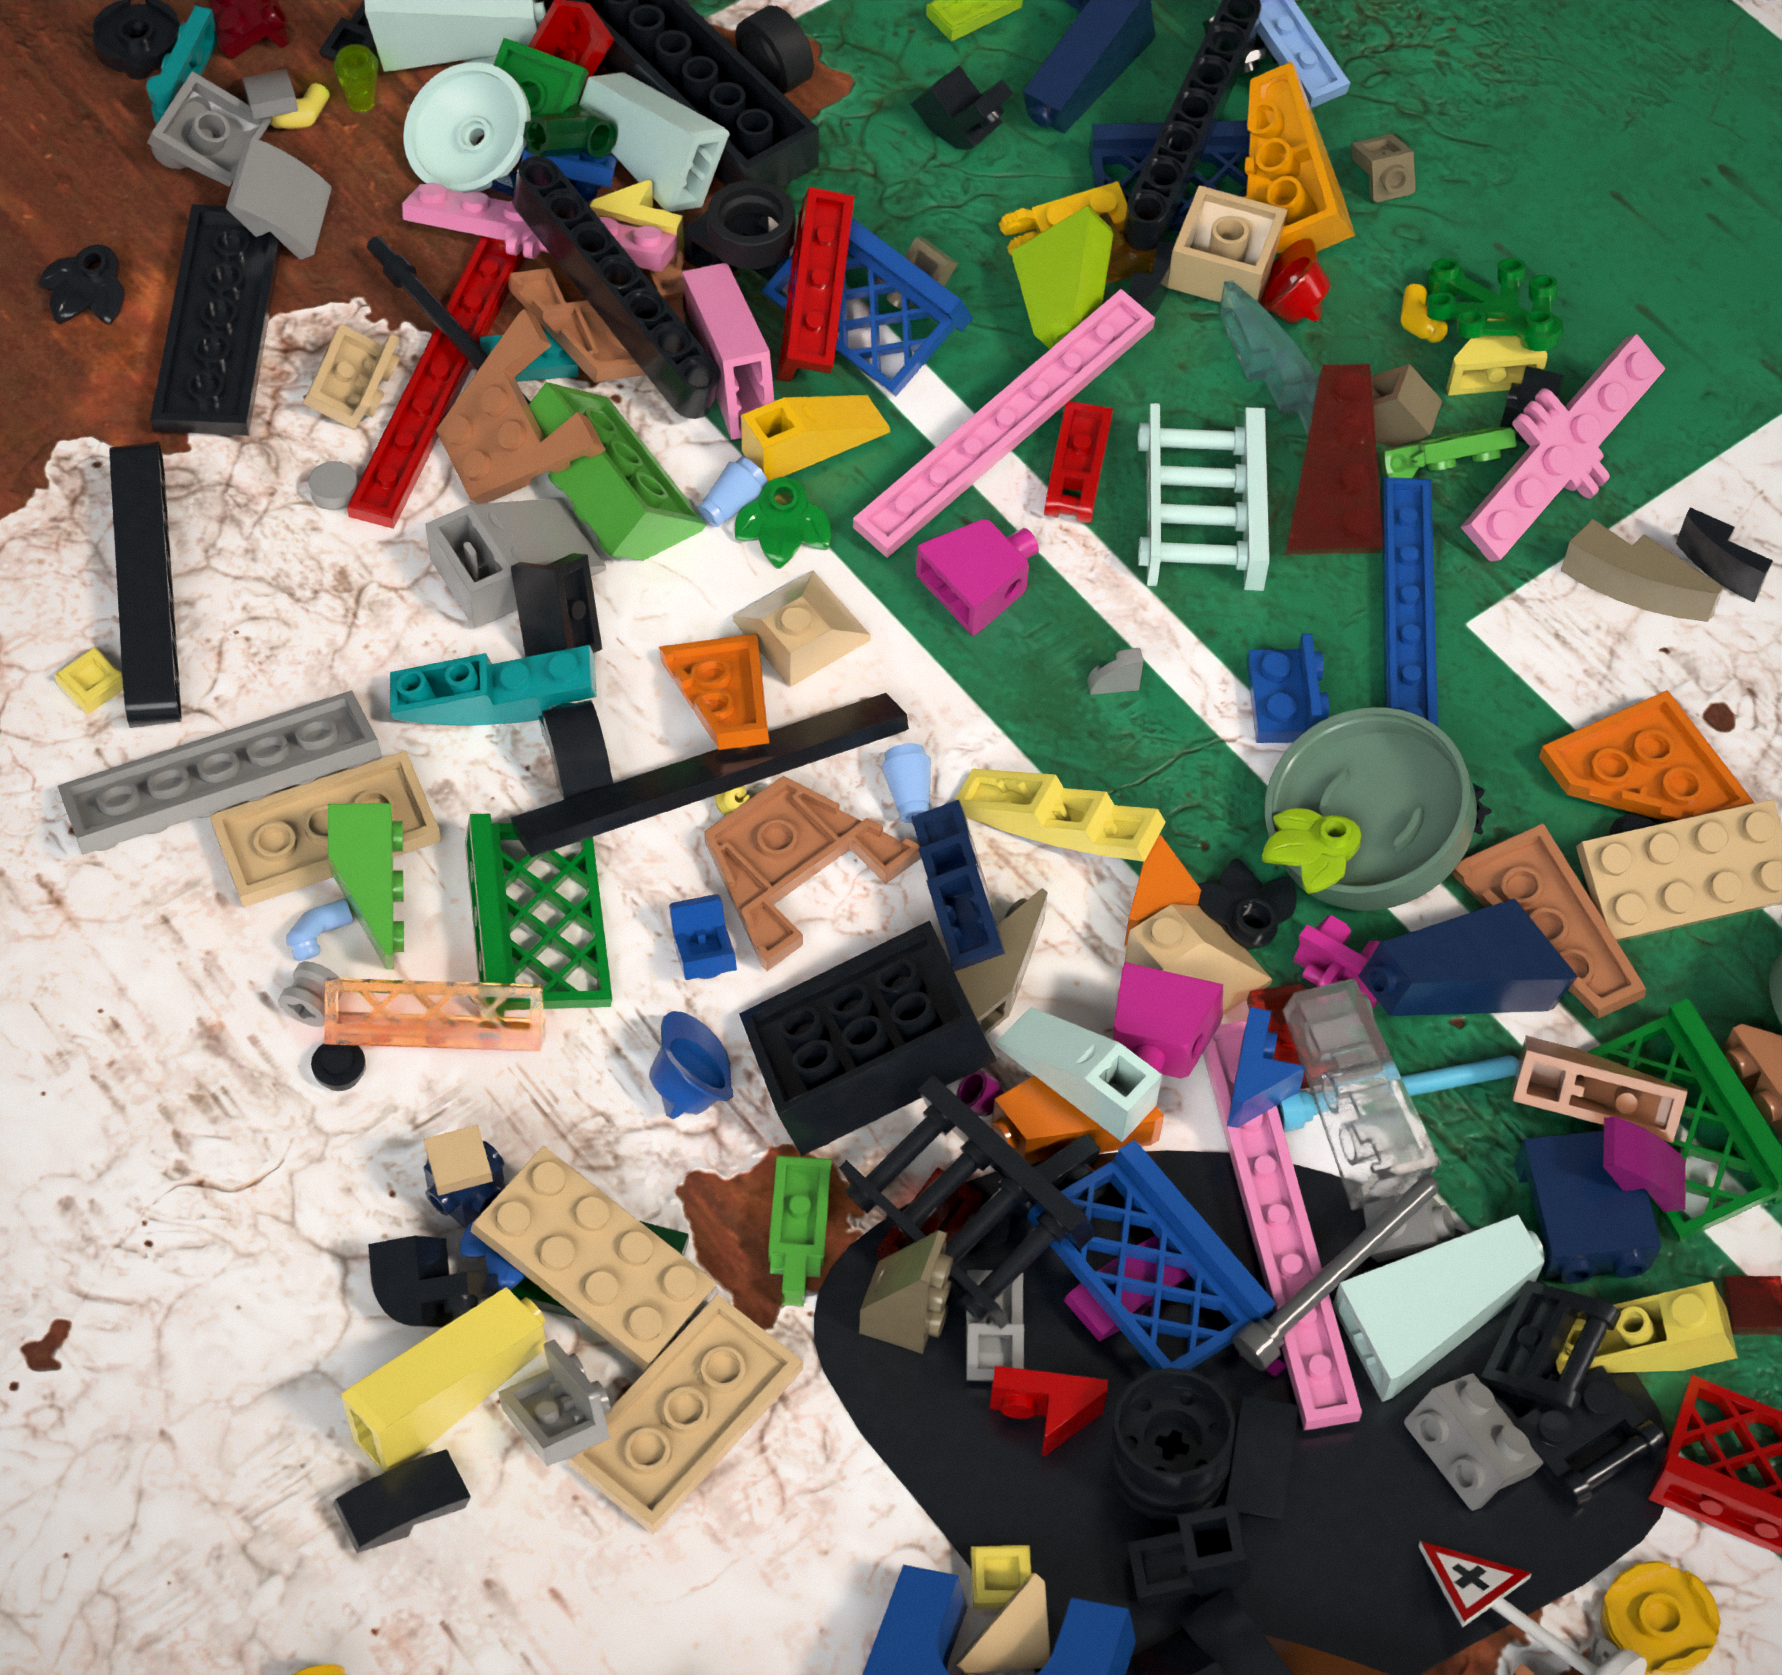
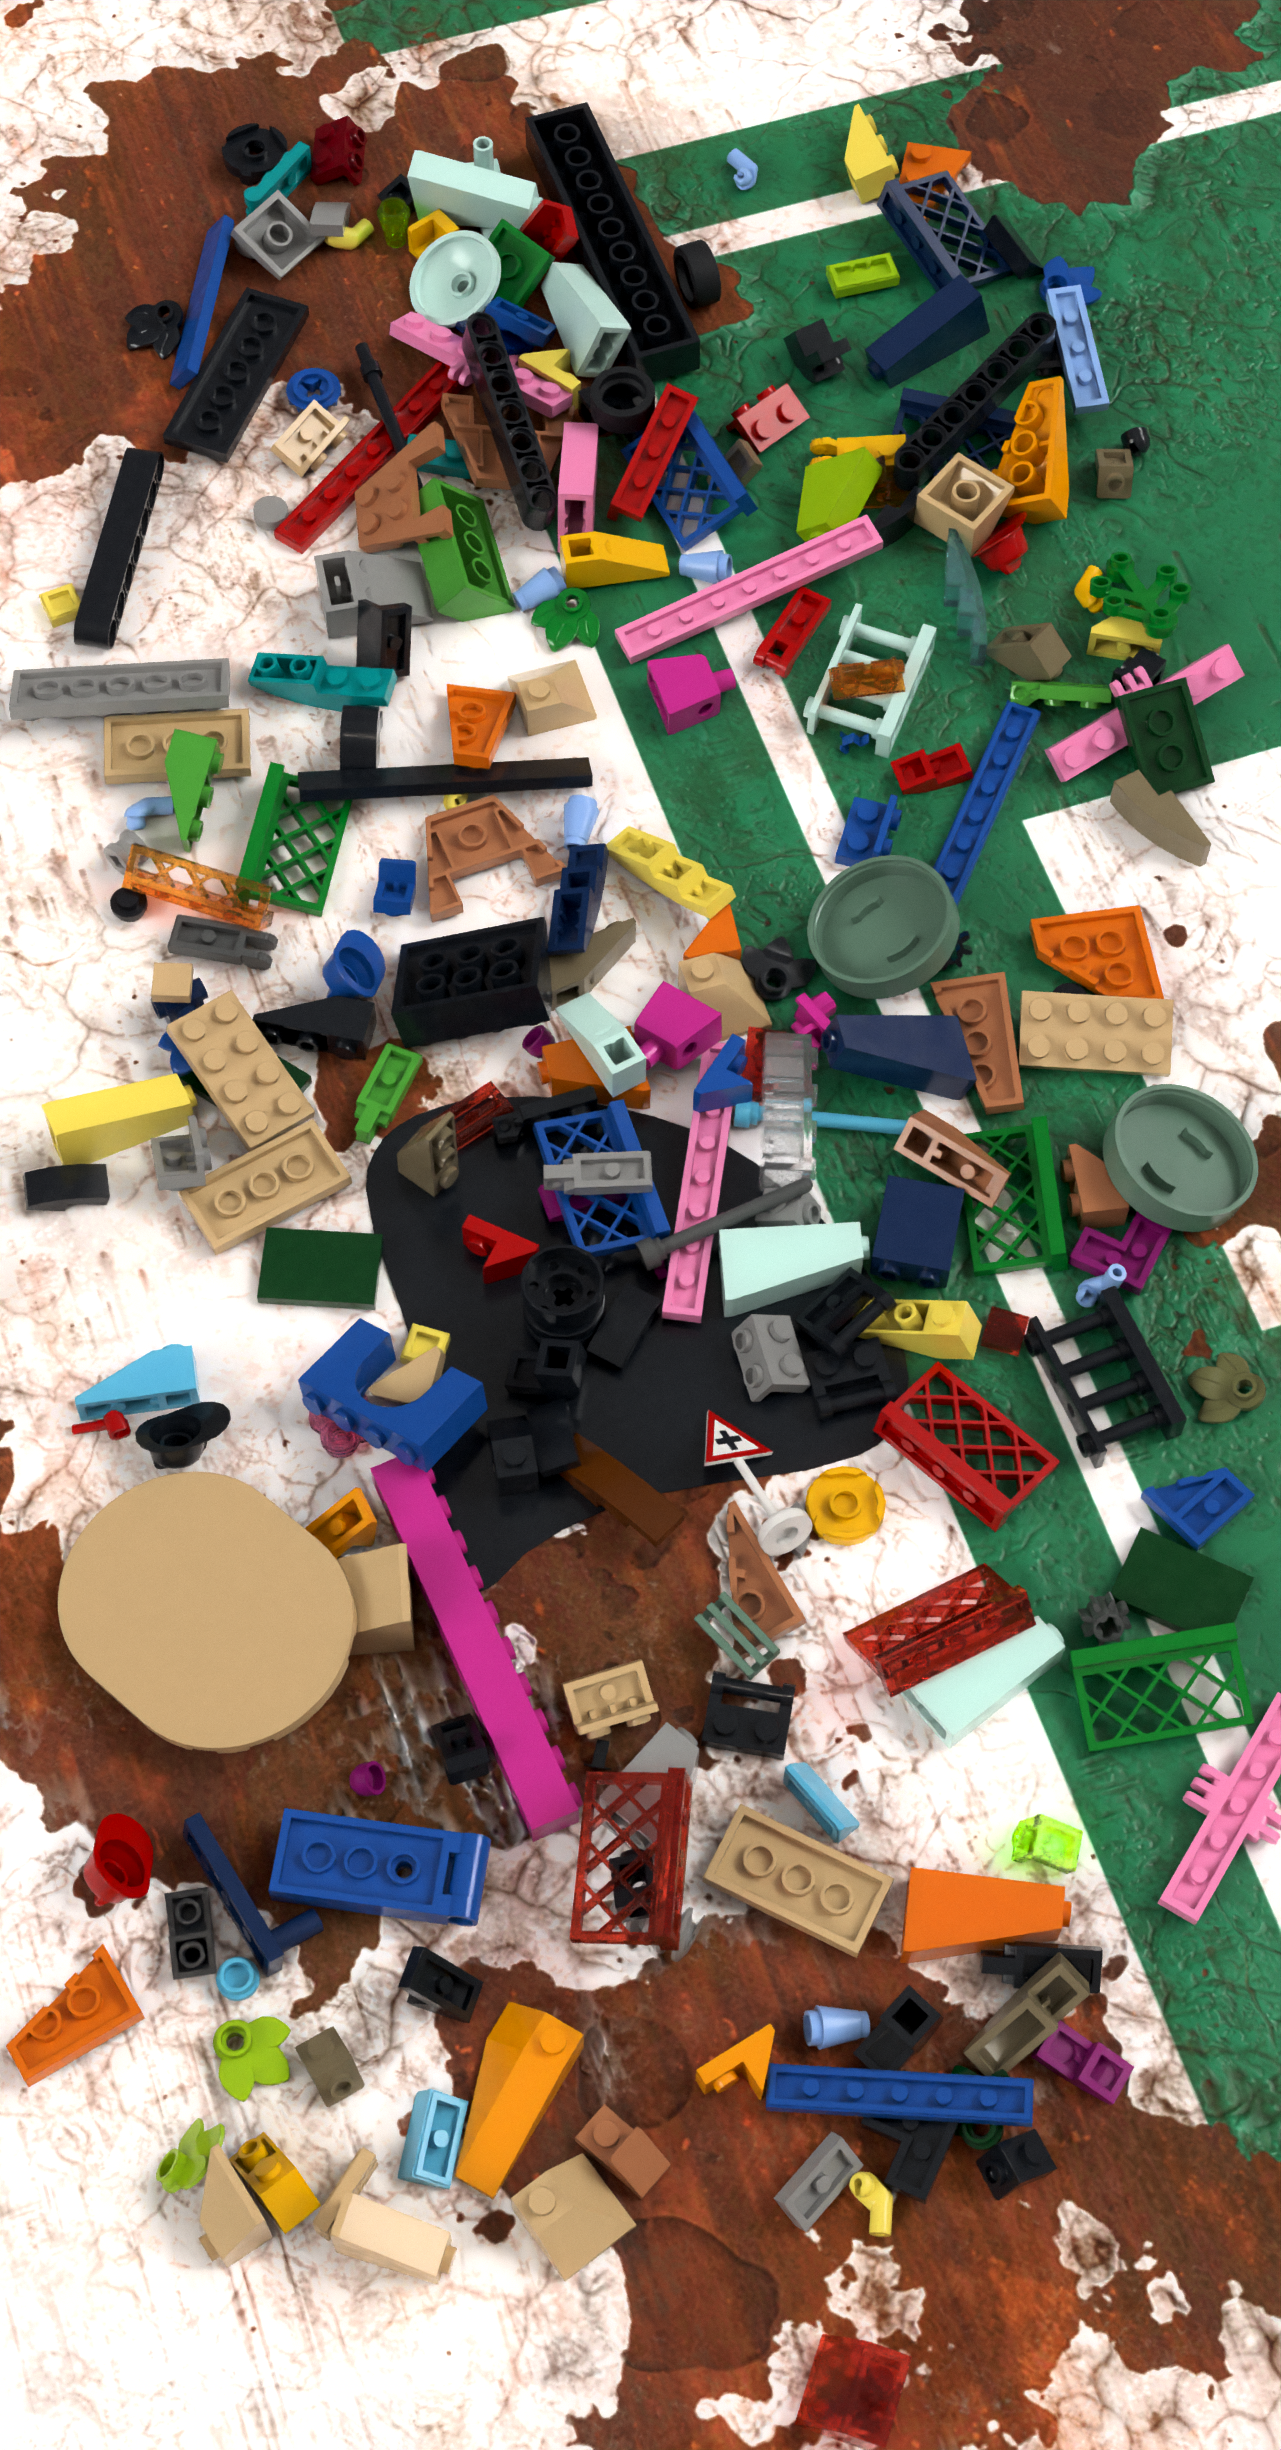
camera: 20 degrees right, 5 degrees up
(138, 239) = (202, 302): none -> blue tile
(279, 197) = (306, 296): light grey slope -> none
(319, 303) = (312, 380): none -> blue gear
(406, 79) = (428, 230): none -> yellow panel
(415, 1282) = (124, 1056): black brick -> none
(489, 1081) = (221, 942): none -> dark grey hinge
(571, 132) = (525, 300): dark green piece -> none
(684, 1156) = (324, 1025): none -> black slope
(809, 1507) = (320, 1268): none -> dark green tile
(934, 204) = (769, 419): none -> bracket
(934, 408) = (706, 566): none -> light blue cone
(987, 1343) = (487, 1189): light grey slope -> none
(1019, 1184) = (527, 1104): black fence -> none
(1118, 675) = (755, 788): light grey tile -> none
(1157, 1253) = (601, 1173): none -> light grey hinge
(1210, 494) = (867, 679): none -> clear orange hinge
(1212, 576) = (847, 739): none -> blue piece
(1307, 842) = (832, 941): lime plate -> none
(1331, 591) = (932, 772): none -> red slope
(1339, 481) = (972, 687): clear red wing -> none
(1394, 121) = (1136, 440): none -> black hinge
(1605, 469) = (1165, 737): none -> dark green tile
(1644, 1161) = (960, 1211): magenta slope -> none
(1709, 548) = (1222, 813): black slope -> none

